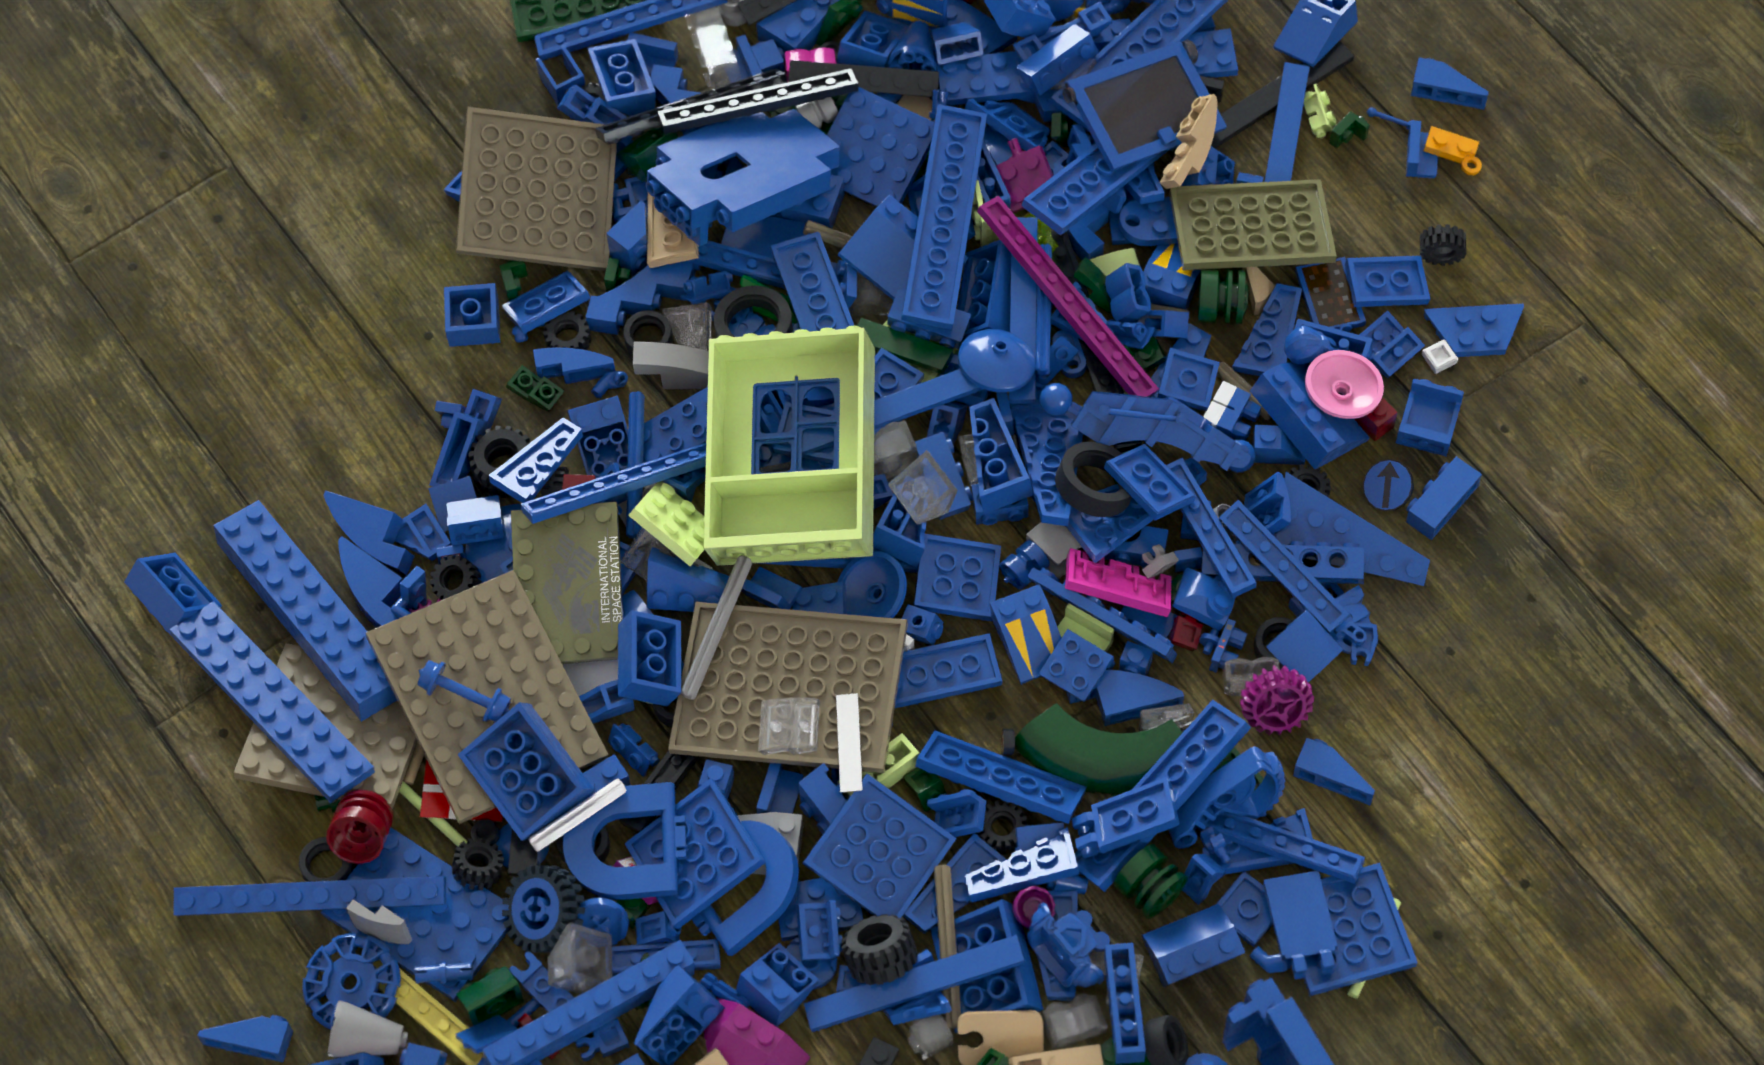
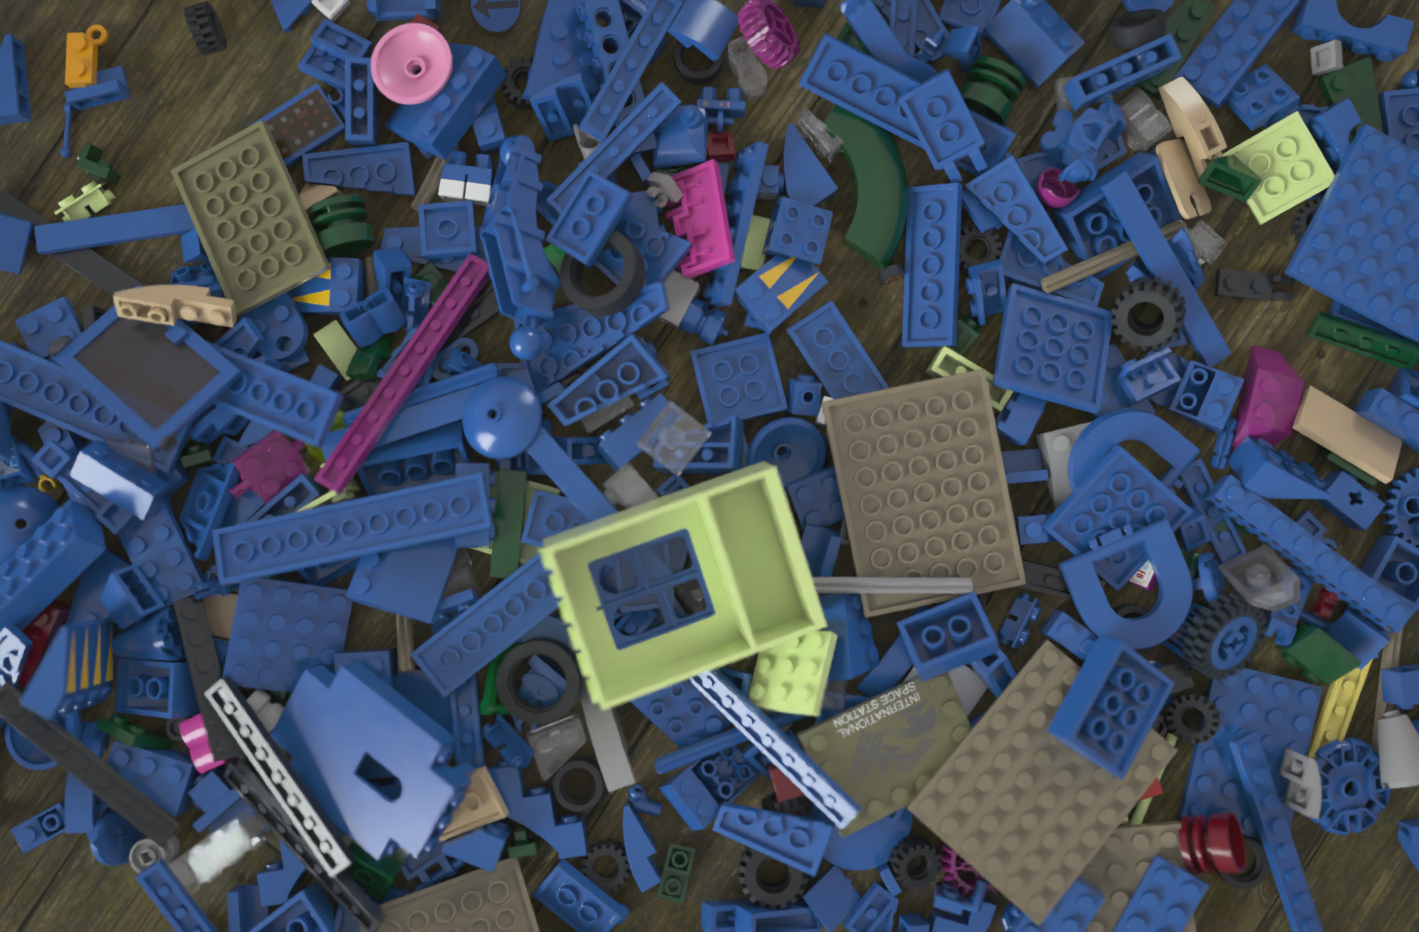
camera: 115 degrees left, 25 degrees up
(432, 676) = (1066, 837): blue piece -> none
(443, 972) = (1311, 704): blue pin -> none
(474, 520) = (851, 872): blue bracket -> none
(577, 815) = (1113, 631): white axle -> none
(789, 725) = (973, 473): clear slope -> none
(849, 742) = (969, 410): white sticker -> none
(1306, 344) = (377, 116): blue piece -> none
(1387, 281) = (265, 73): blue plate -> none

